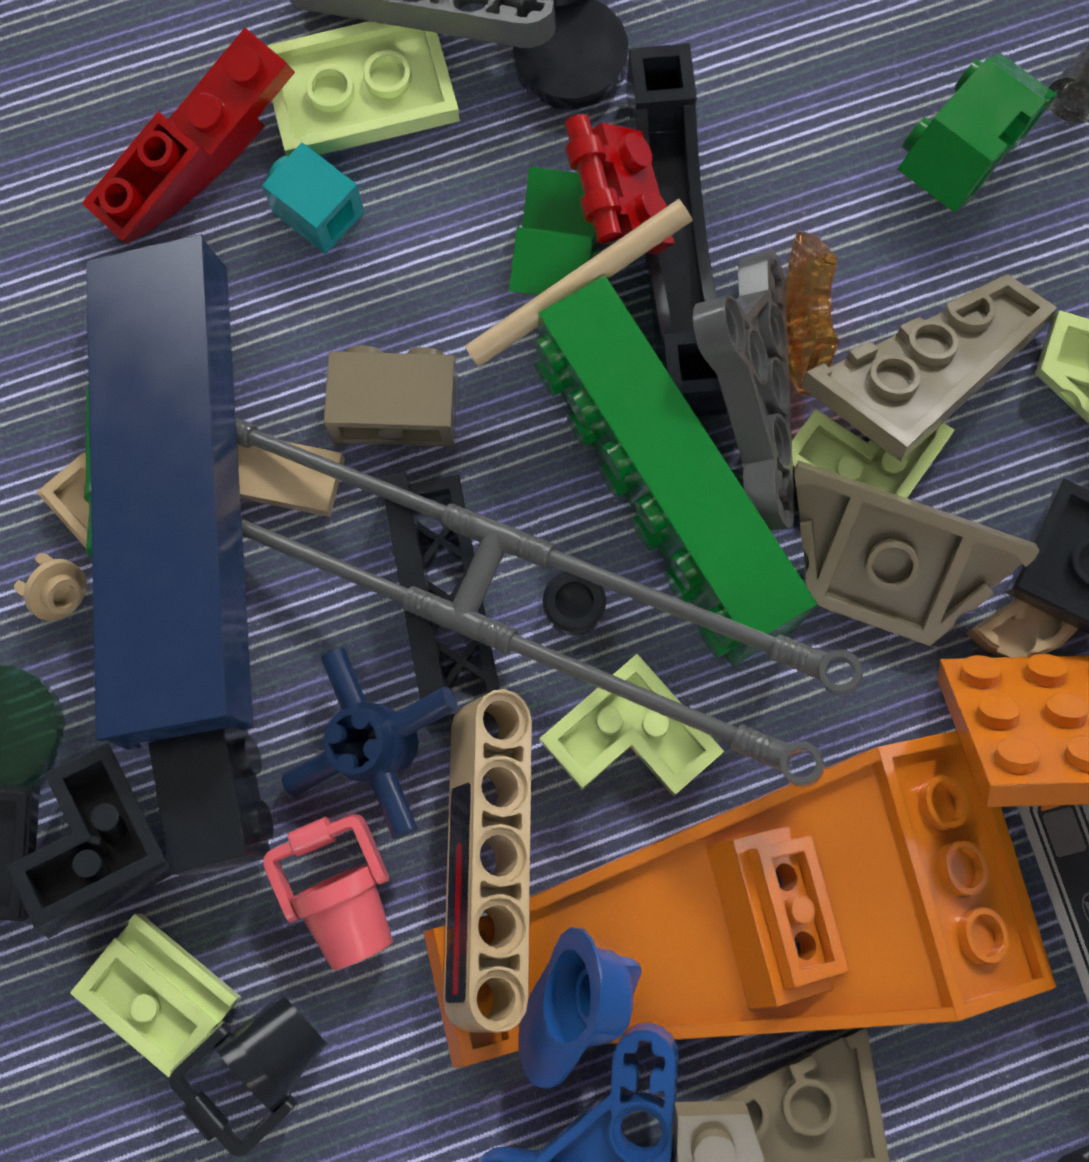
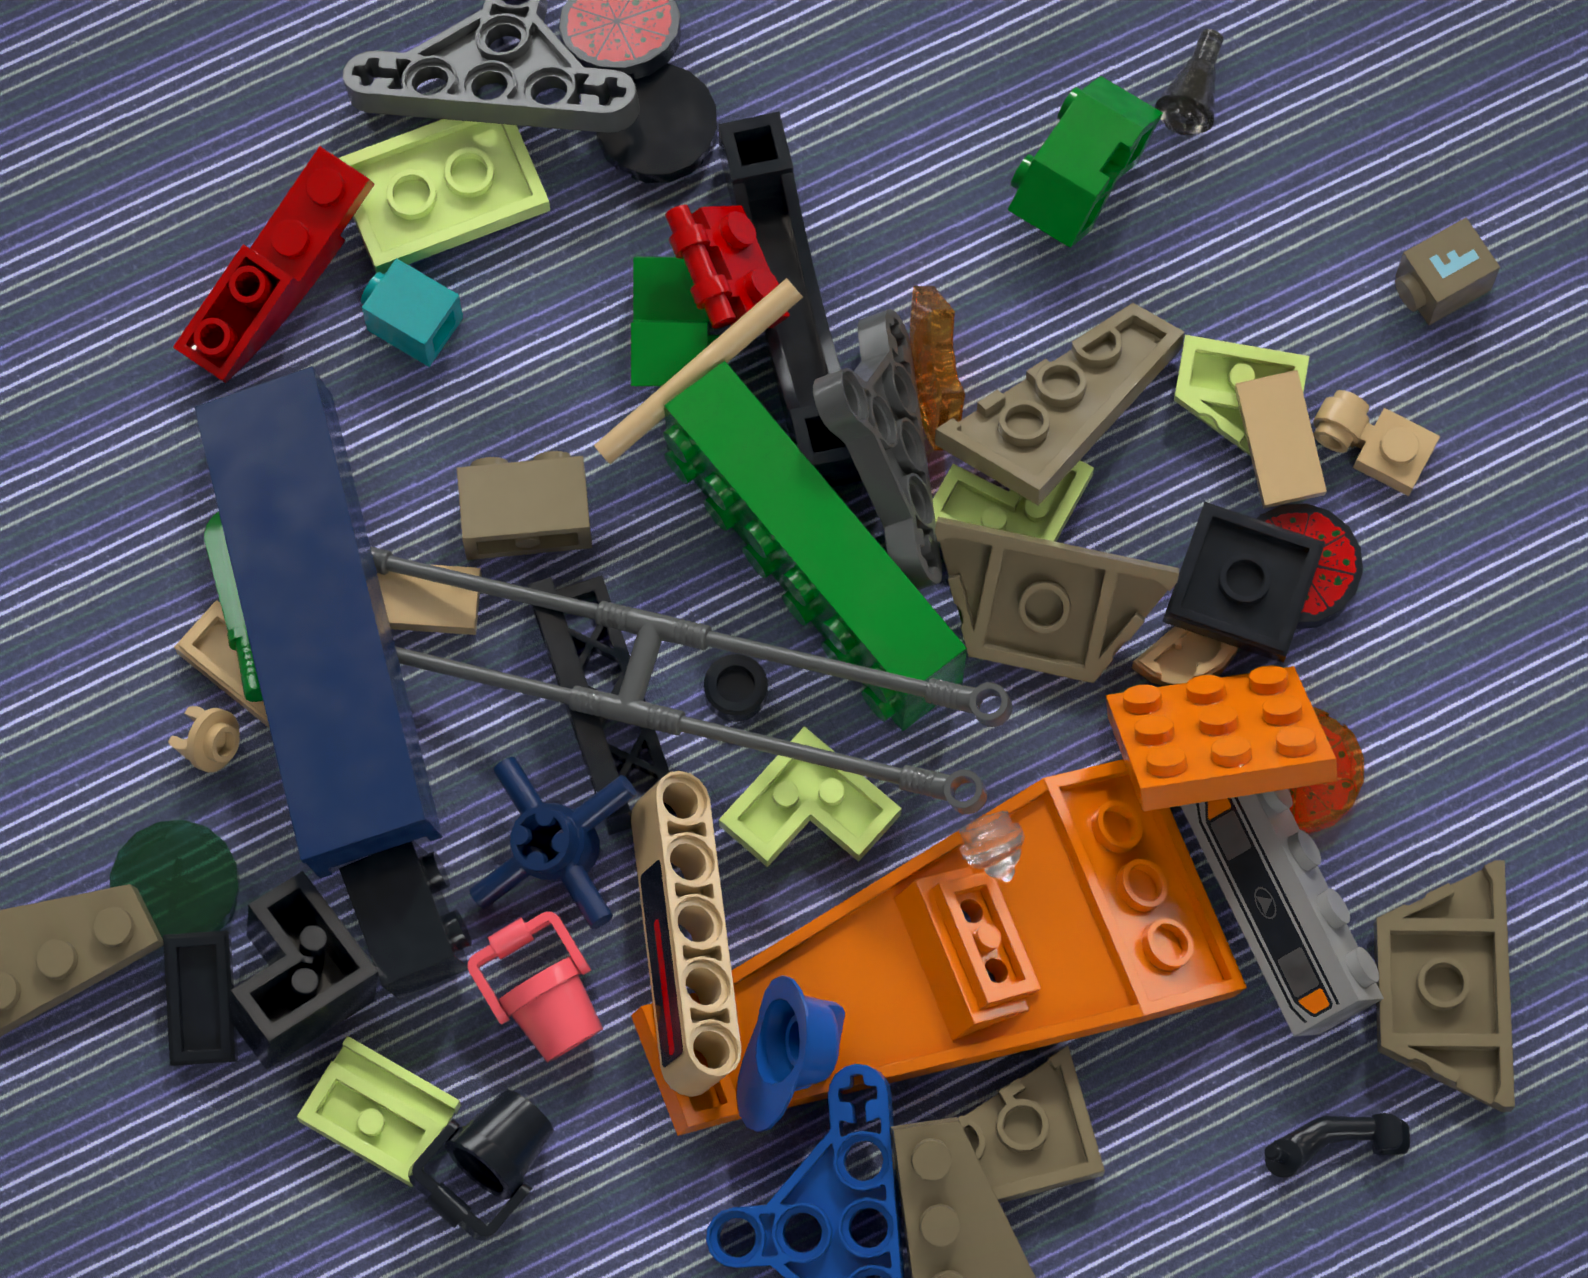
camera: 10 degrees left, 5 degrees down
(819, 814) = (993, 845): none -> clear plate

